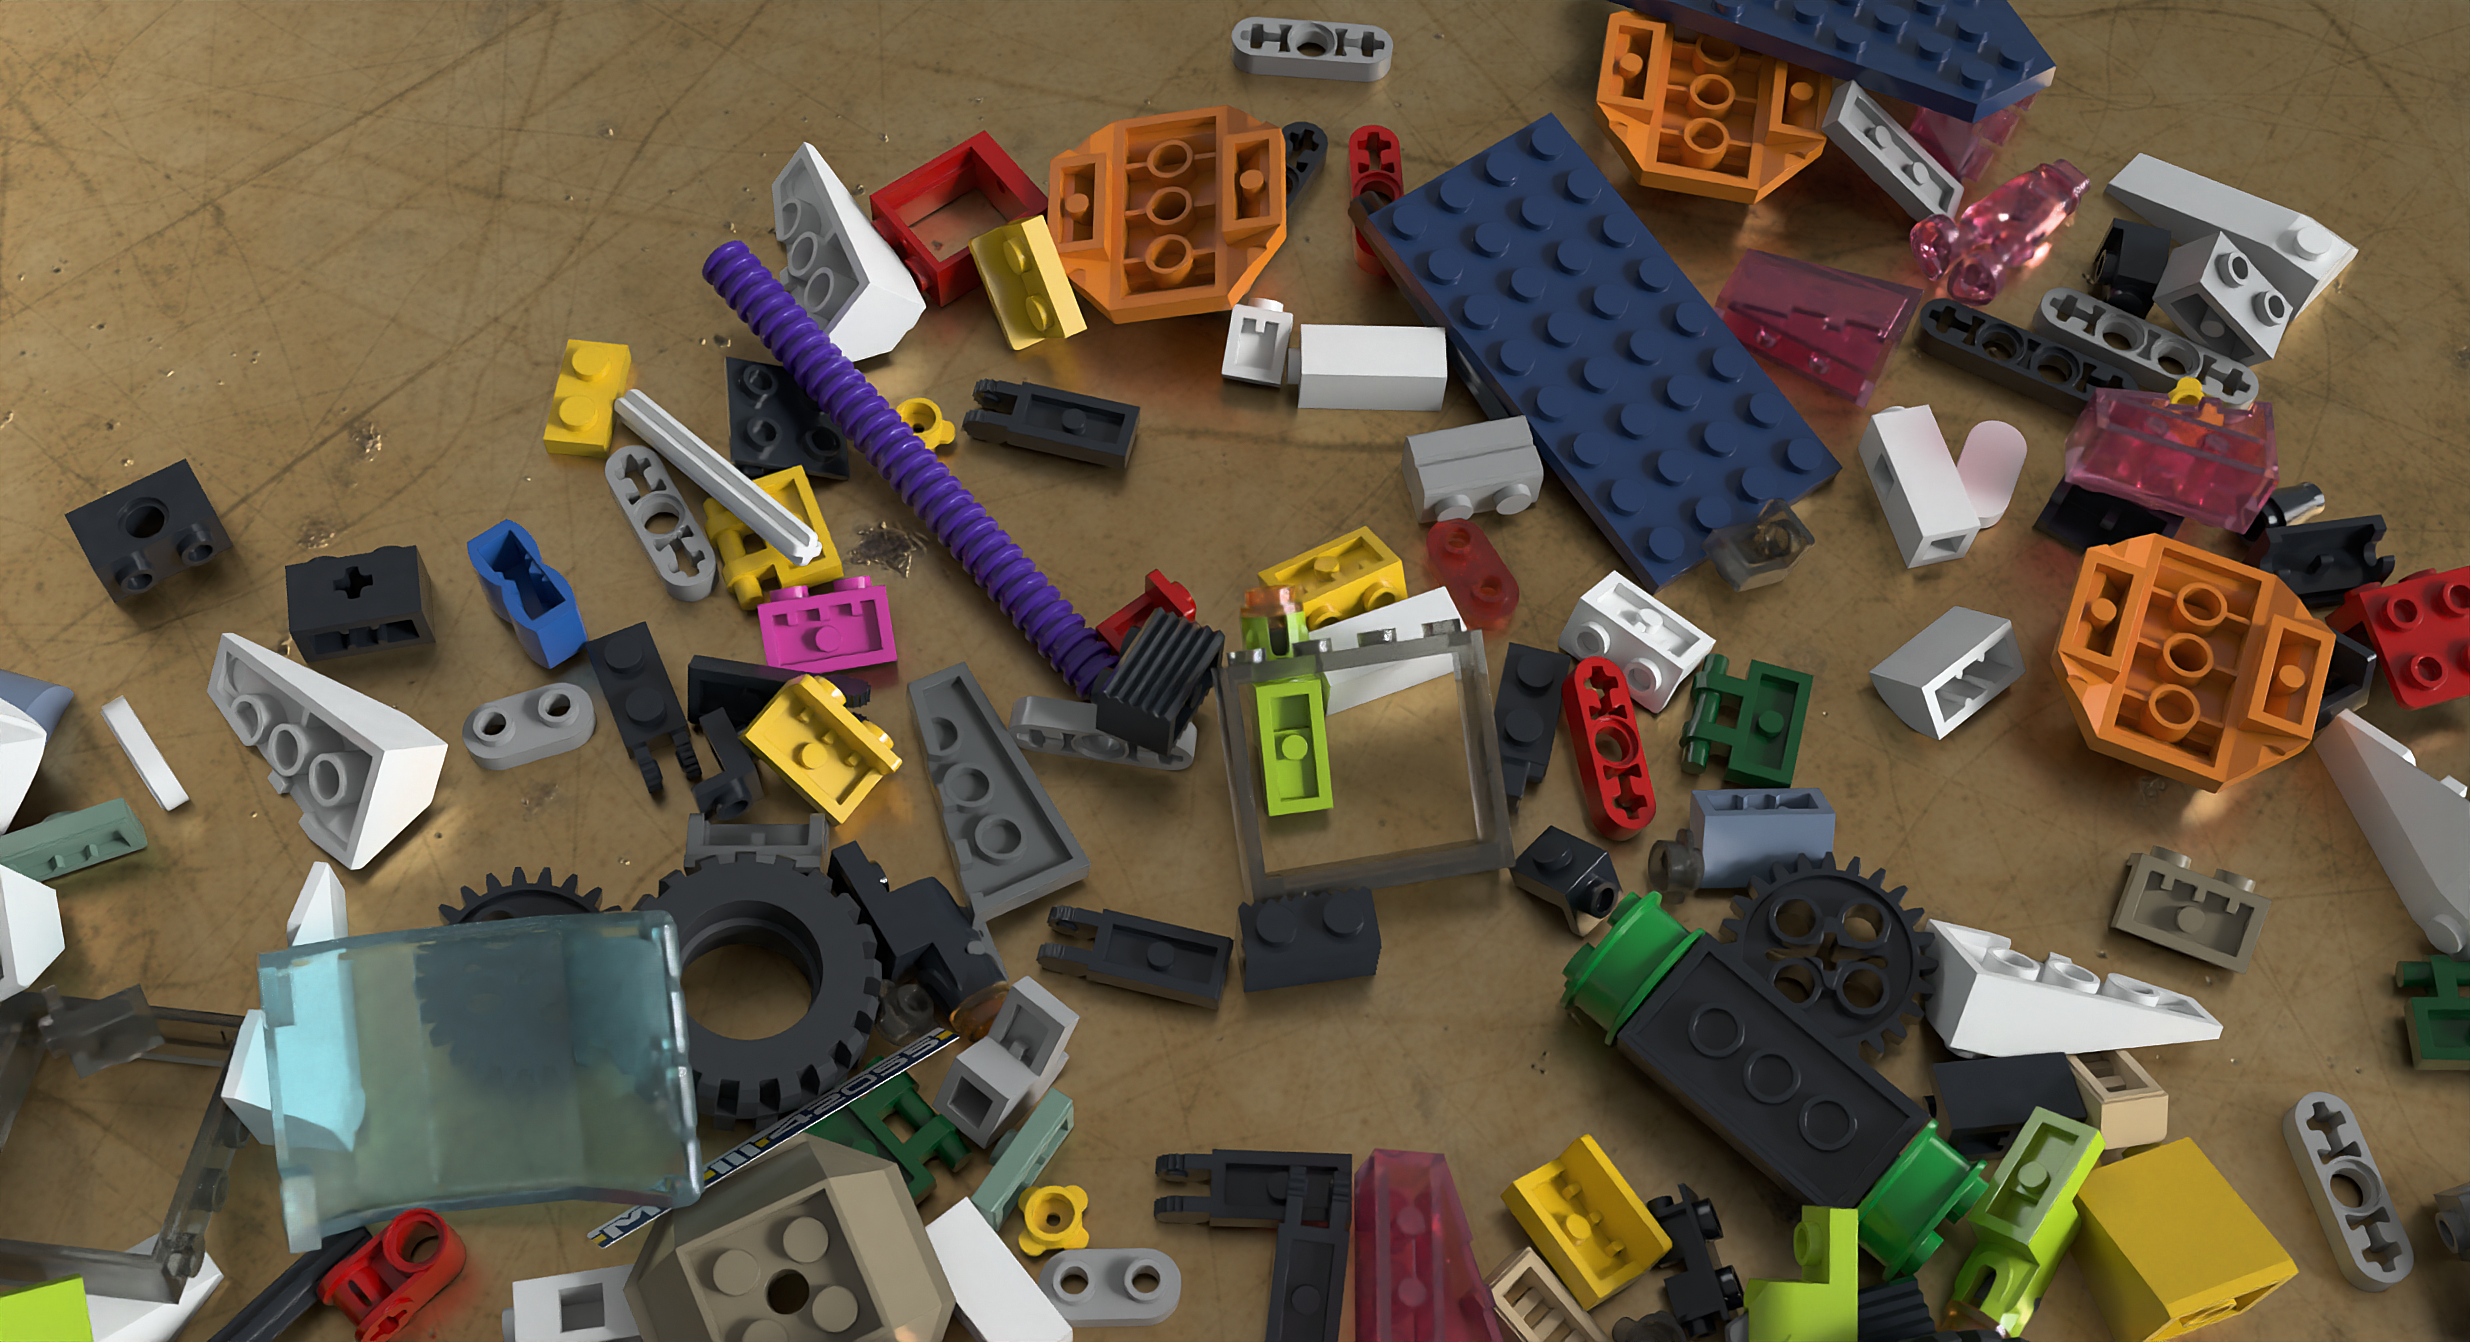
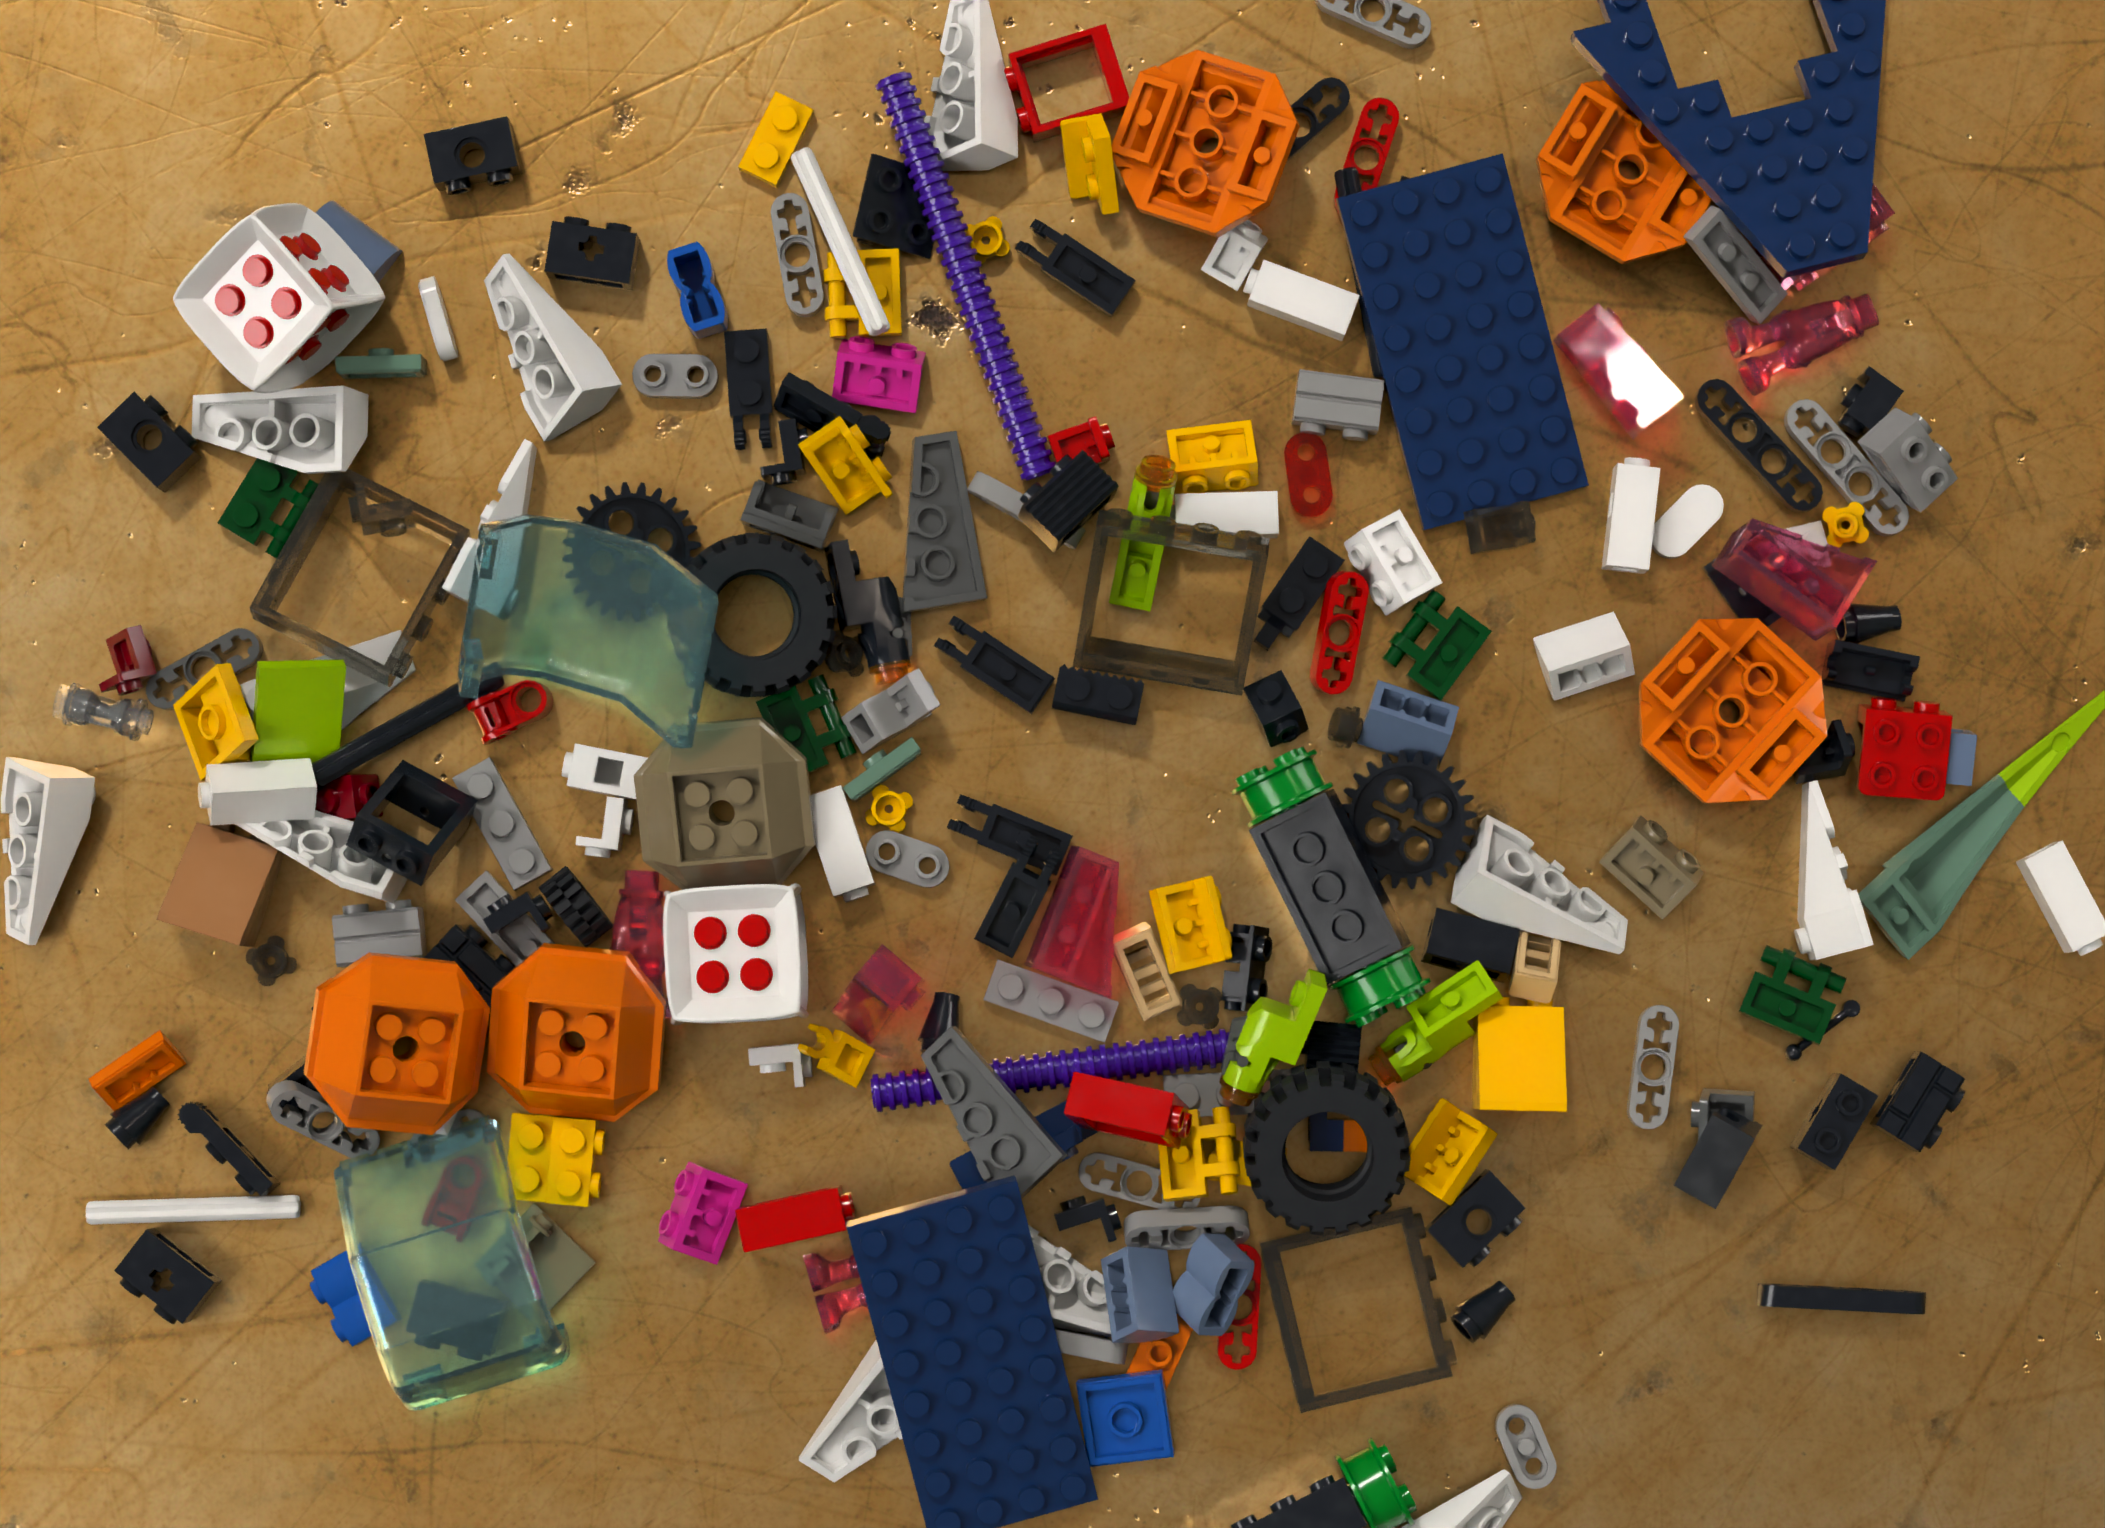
camera: 25 degrees right, 25 degrees up
(785, 1129) = (756, 709): sticker -> none
(2283, 245) = (1975, 397): white wedge -> none

